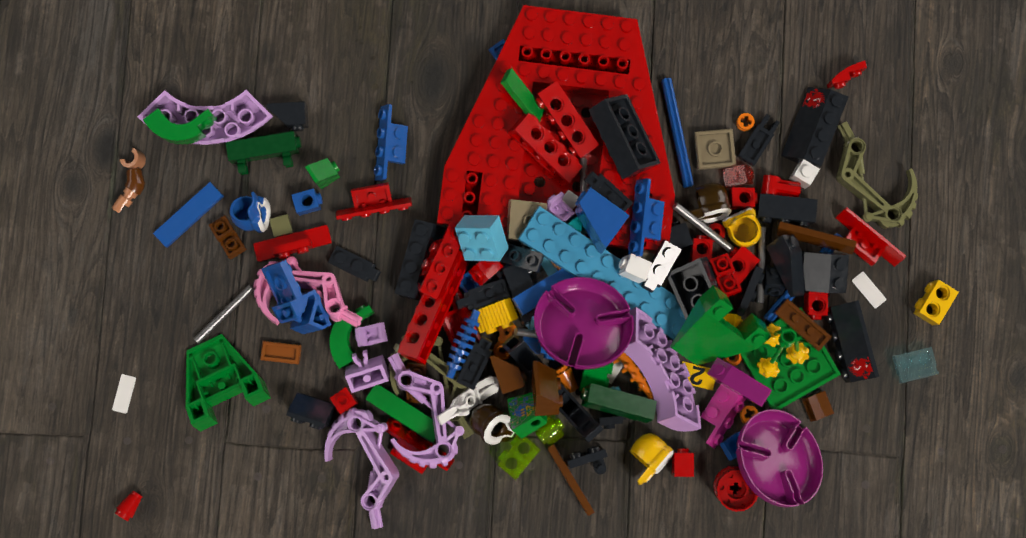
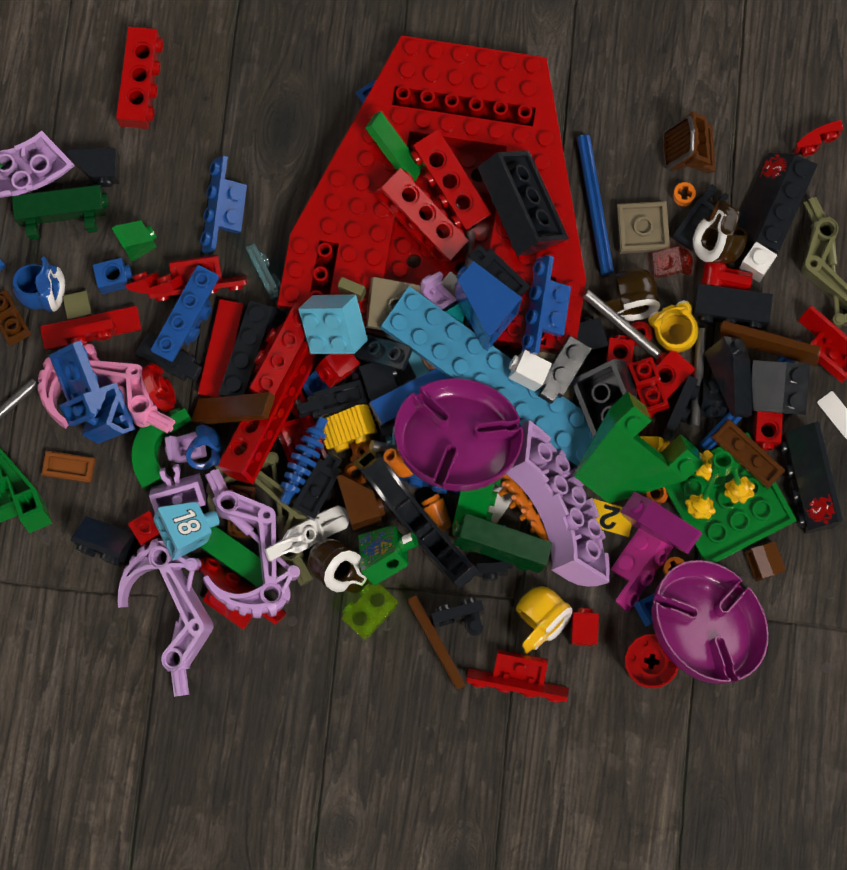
camera: 10 degrees right, 5 degrees down
(317, 15) = (137, 42): none -> red brick
(339, 208) = (153, 283): none -> red slope
(348, 289) = (159, 390): none -> red tile
(366, 231) = (187, 315): none -> blue bracket
(373, 400) = (184, 527): none -> medium azure torso
(388, 328) = (205, 436): none -> blue piece
(394, 255) = (220, 347): none -> red tile
(407, 305) = (233, 408): none -> reddish brown tile
(421, 188) = (260, 264): none -> clear light blue plate
(495, 209) = (351, 288): none -> olive tile
(534, 344) = (394, 460): none -> orange cone
(545, 390) = (406, 519): reddish brown slope -> none
(551, 431) = (413, 579): clear neon green head -> none
(634, 501) = (519, 674): none -> red bracket
(734, 199) = (666, 295): red brick -> none
(748, 83) = (690, 144): none -> reddish brown piece
(775, 155) = (719, 237): none -> dark brown piece

